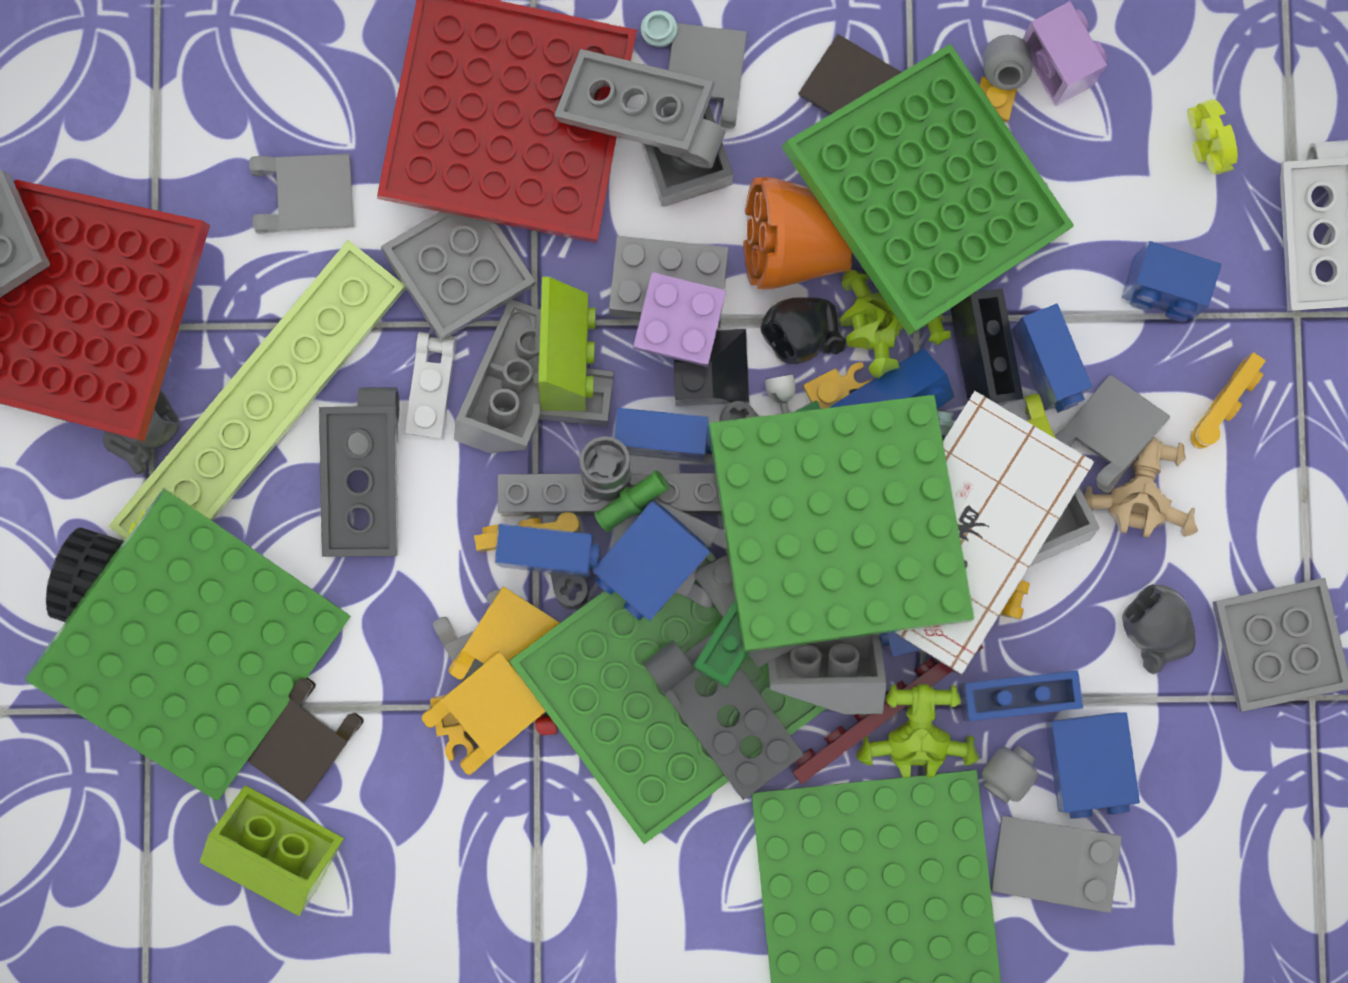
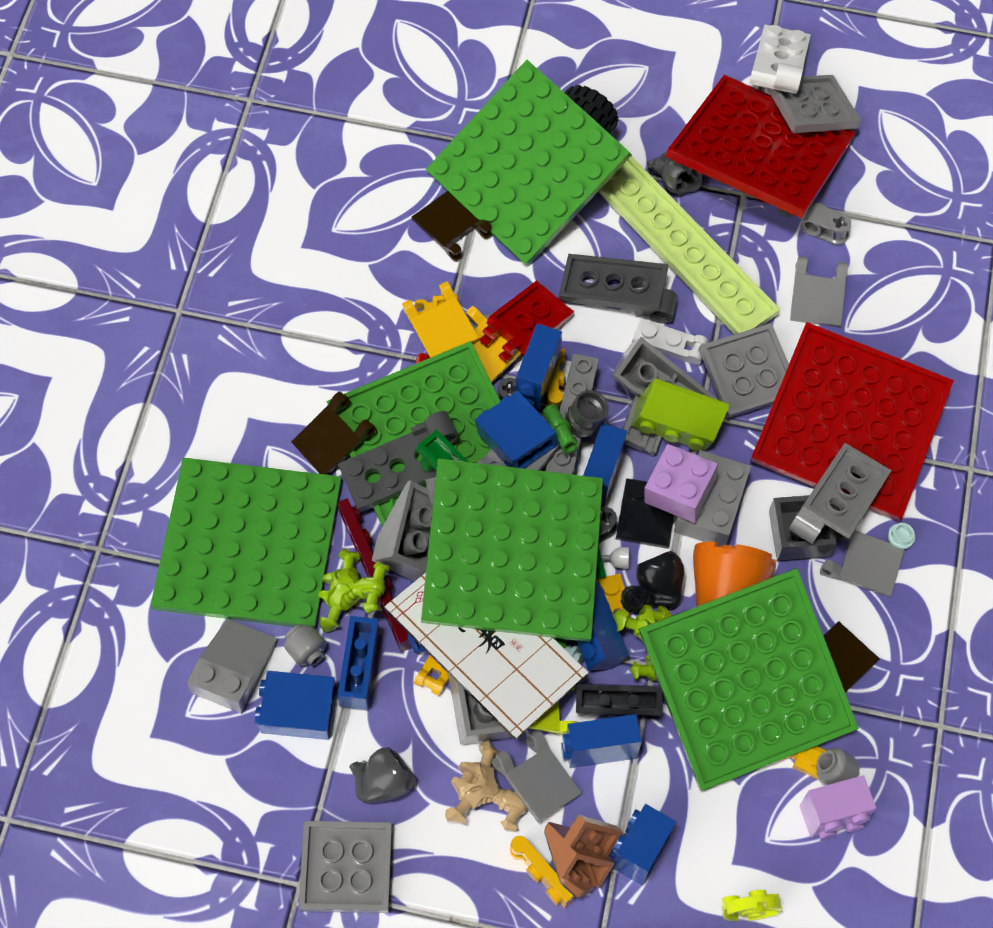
camera: 100 degrees right, 20 degrees down
(186, 198) = (824, 222): none -> light grey piece
(271, 850) = (386, 190): lime slope -> none
(449, 590) = (520, 316): none -> red tile
(701, 825) = (329, 438): none -> dark brown flag
(842, 357) = (631, 592): none -> black plate
(1203, 356) = (582, 853): none -> nougat piece

